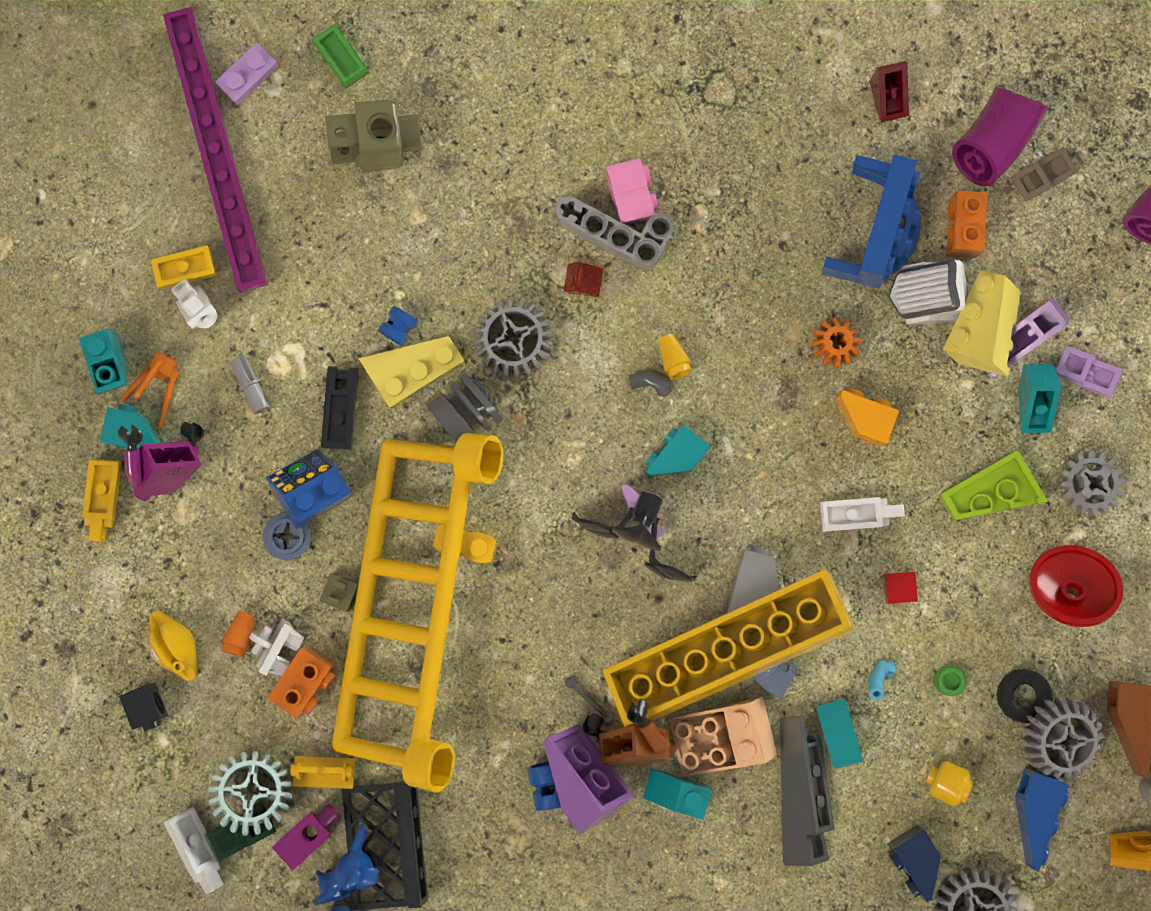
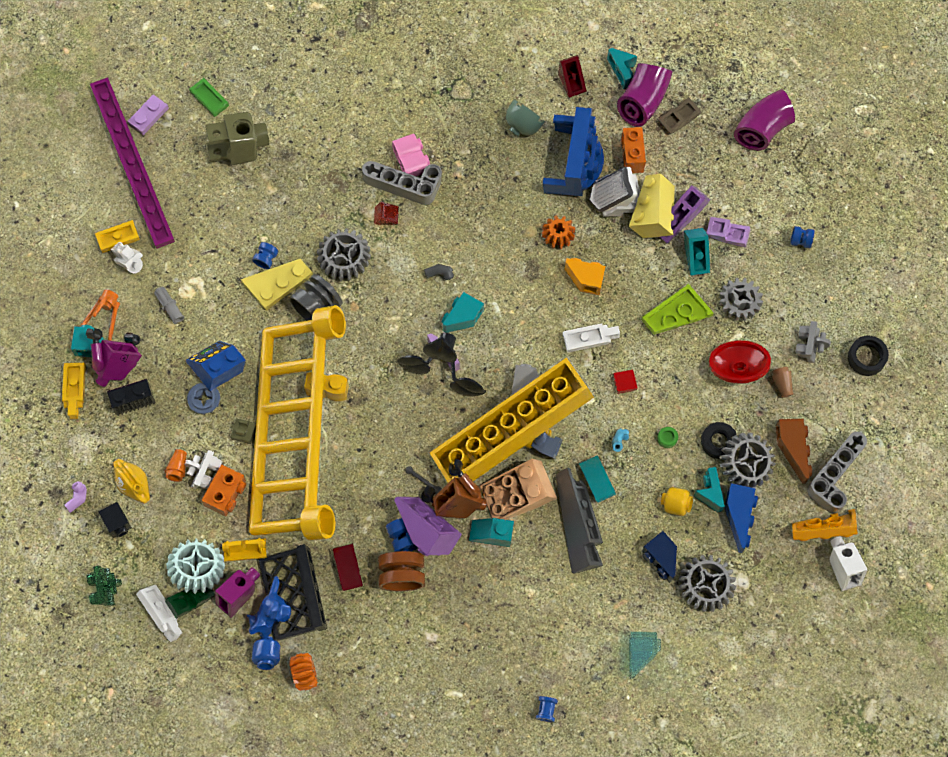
camera: 10 degrees left, 15 degrees down
(96, 663) = (79, 496): none -> lavender arm
(105, 360) = (69, 297): teal slope -> none
(120, 802) = (105, 586): none -> clear green hips
(182, 523) = (131, 397): none -> black brick
(339, 409) = (231, 313): black plate -> none
(466, 817) = (347, 567): none -> dark red slope
(541, 843) = (401, 571): none -> dark orange wheel
(674, 358) = (453, 255): yellow cone -> none
(806, 155) = (522, 119): none -> sand green cylinder
(965, 76) = (621, 64): none -> teal slope
(1005, 779) = (713, 495): none -> teal slope
(1133, 619) = (783, 381): none -> medium nougat cone

